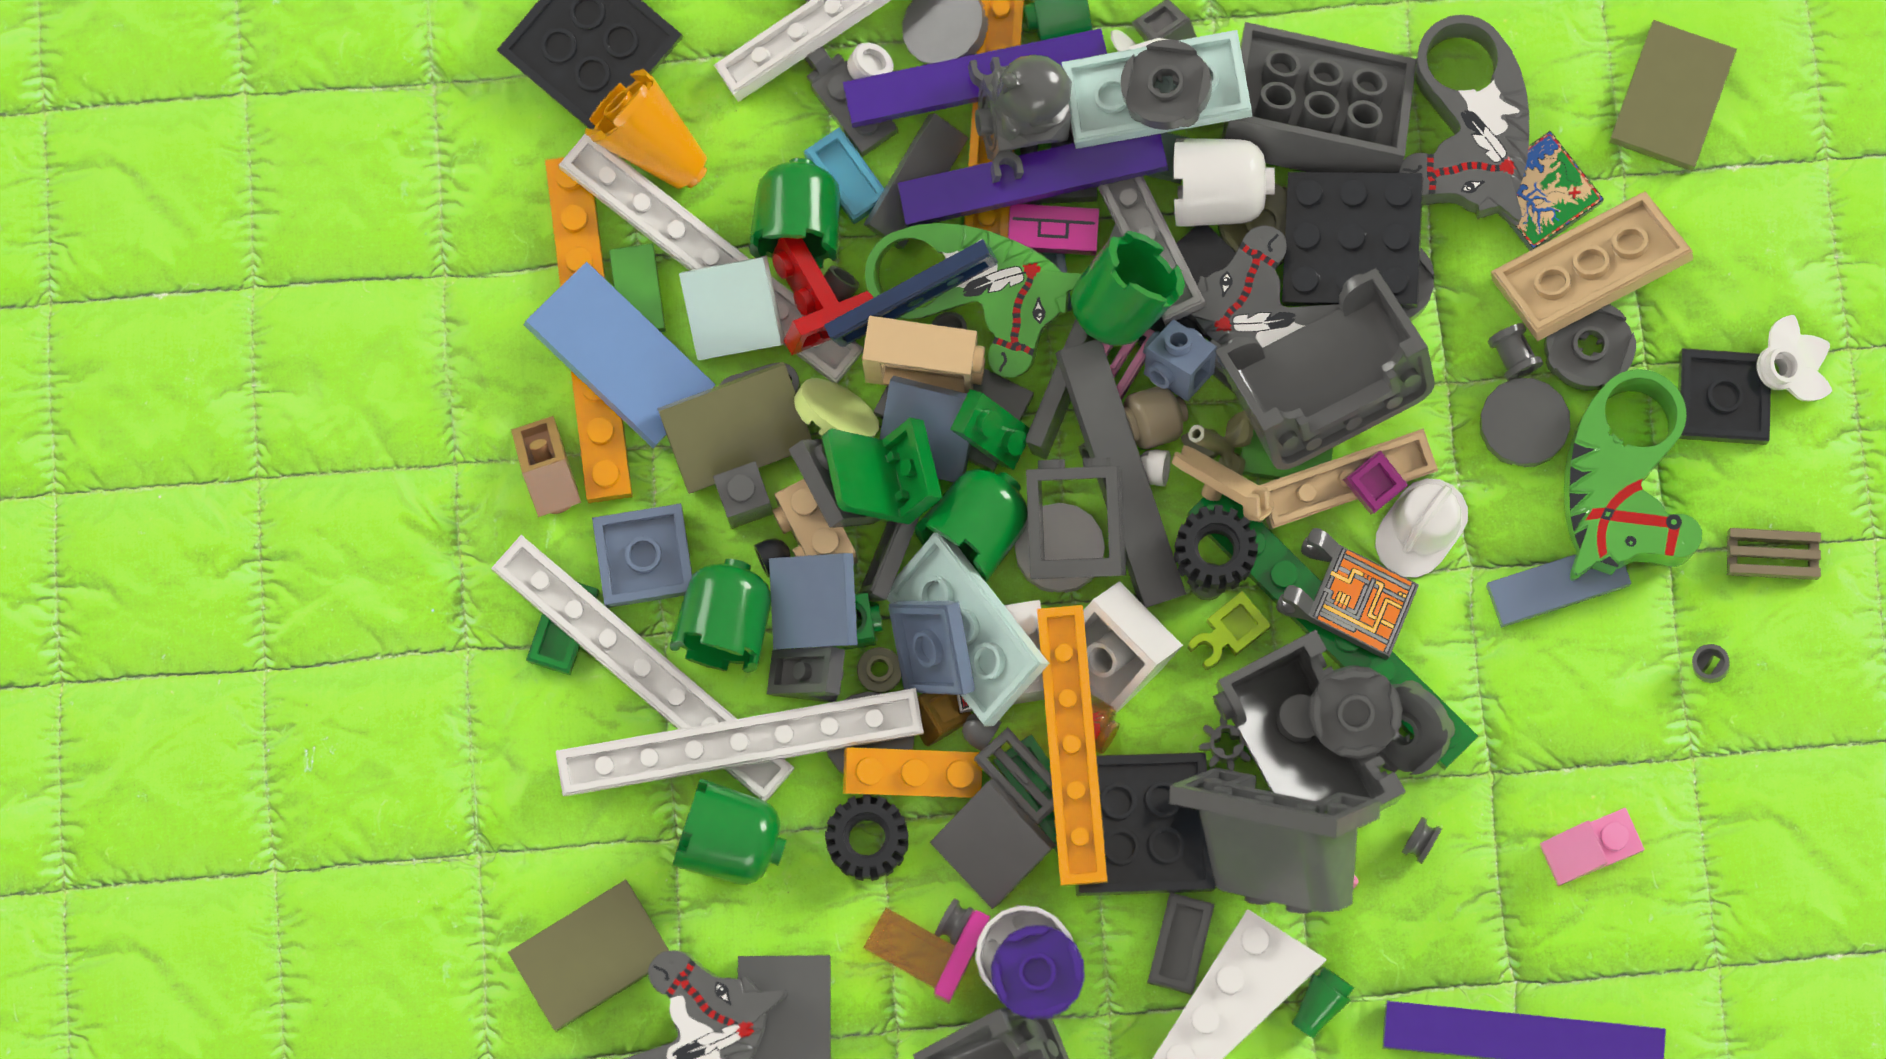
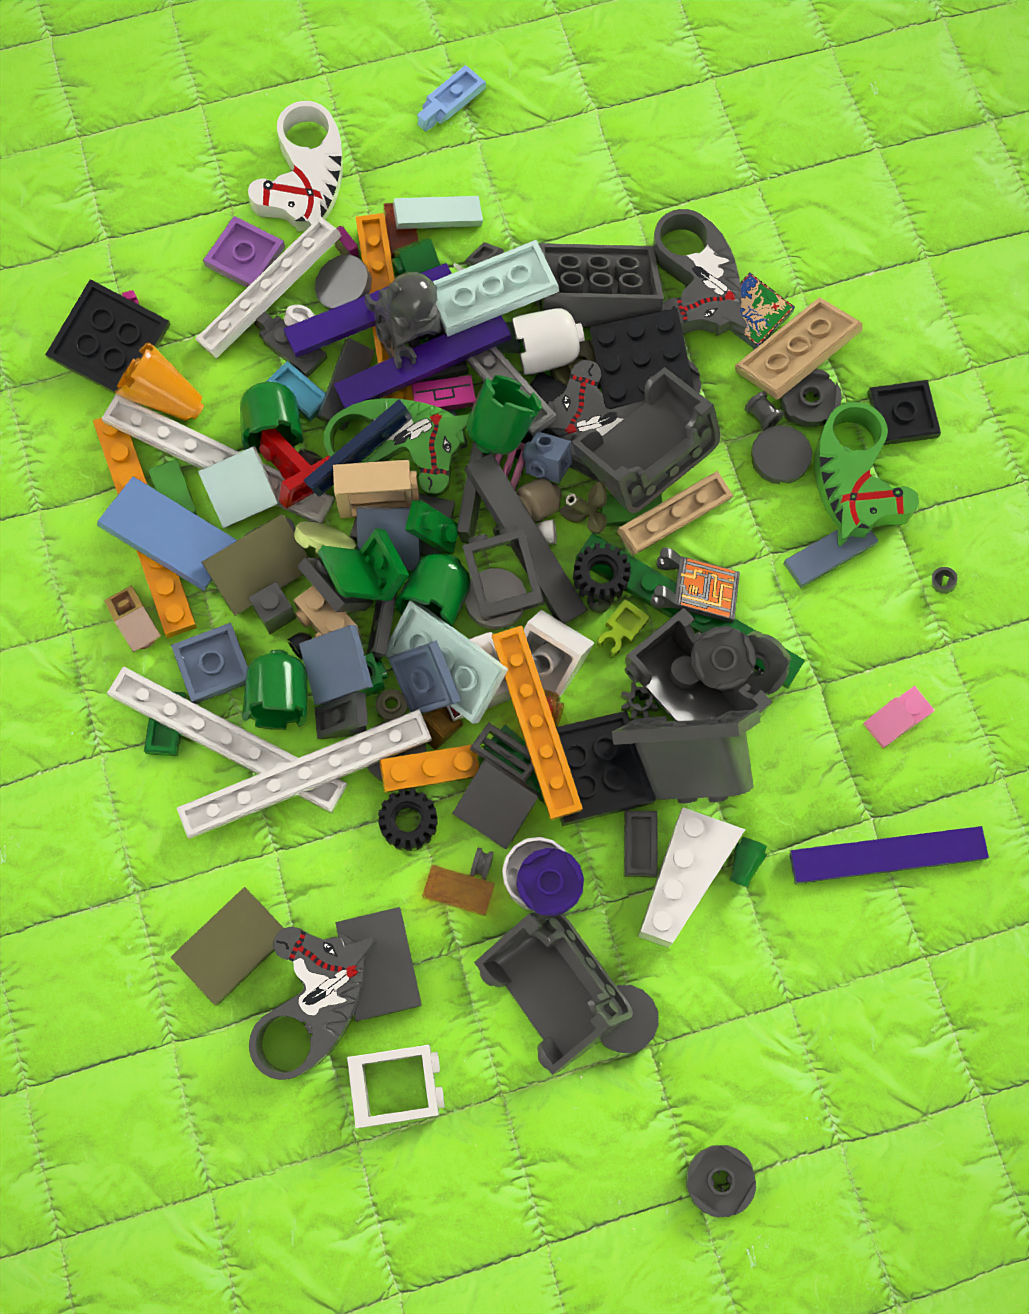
camera: 20 degrees left, 5 degrees down
(729, 835) = (311, 838): green cylinder -> none
(960, 957) = (492, 885): dark pink tile -> none
(976, 733) = (468, 730): dark grey hinge -> none
(1170, 109) = (499, 295): dark grey plate -> none
(1222, 480) = (593, 528): tan piece -> none
(1375, 482) = (695, 509): magenta tile -> none
(1421, 527) = (731, 535): white piece -> none
(1421, 840) = (786, 737): dark grey bush -> none
(1672, 95) = (820, 237): olive tile -> none
(1797, 360) = (943, 380): white plate -> none
(1813, 553) = (987, 498): dark tan tile -> none

